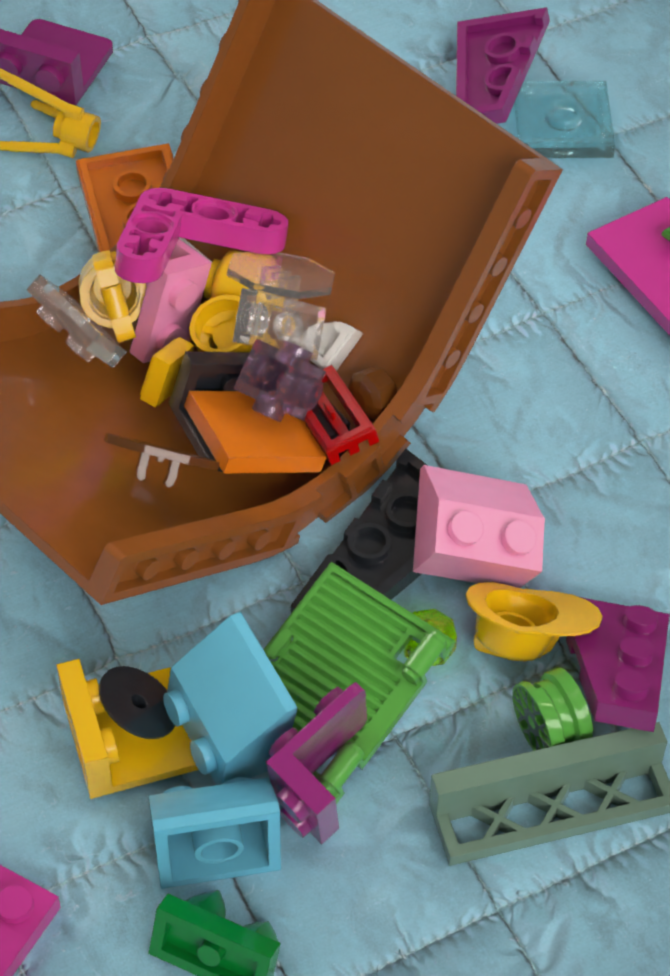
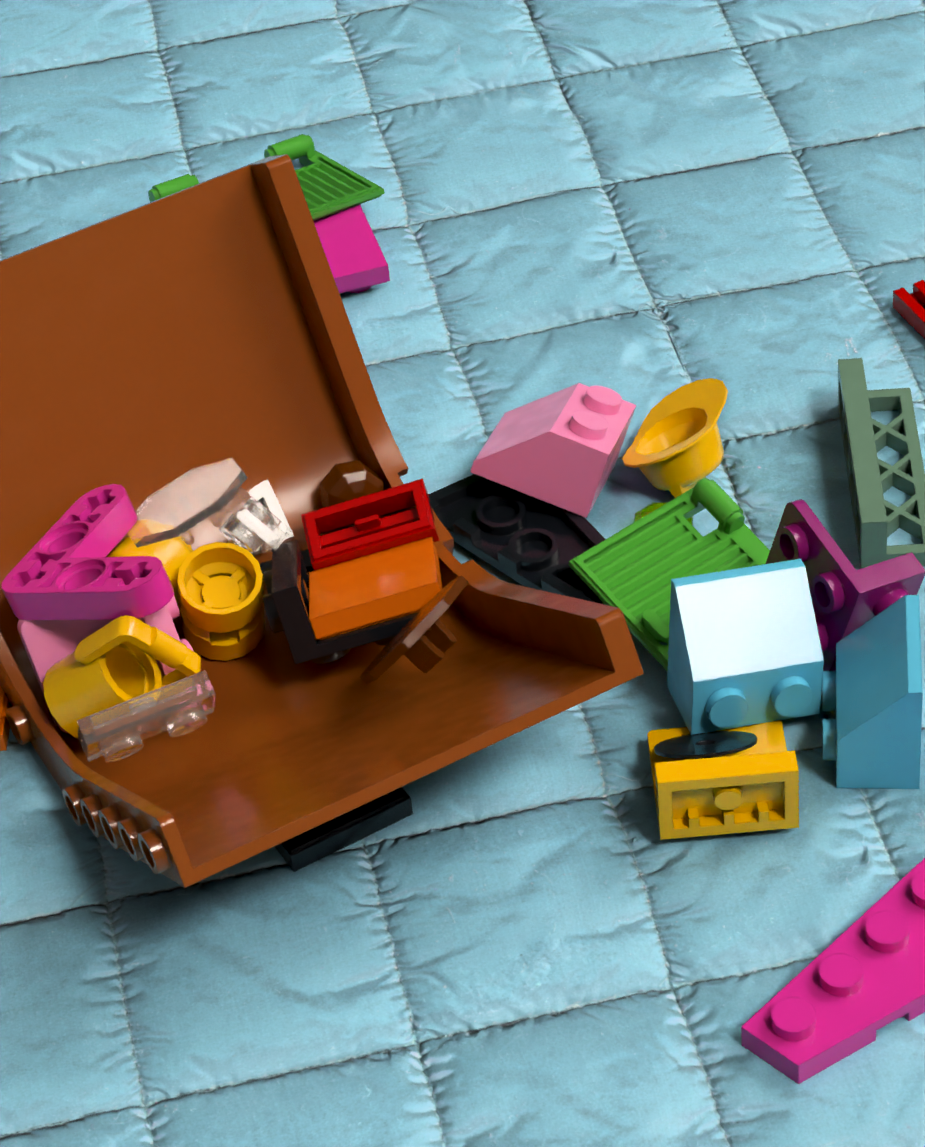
camera: 70 degrees left, 10 degrees down
(164, 371) = (251, 654): yellow tile -> none
(281, 380) = (339, 527): brick -> none
(552, 710) = (797, 435): bright green wheel -> none
(623, 664) = (768, 376): magenta wing -> none

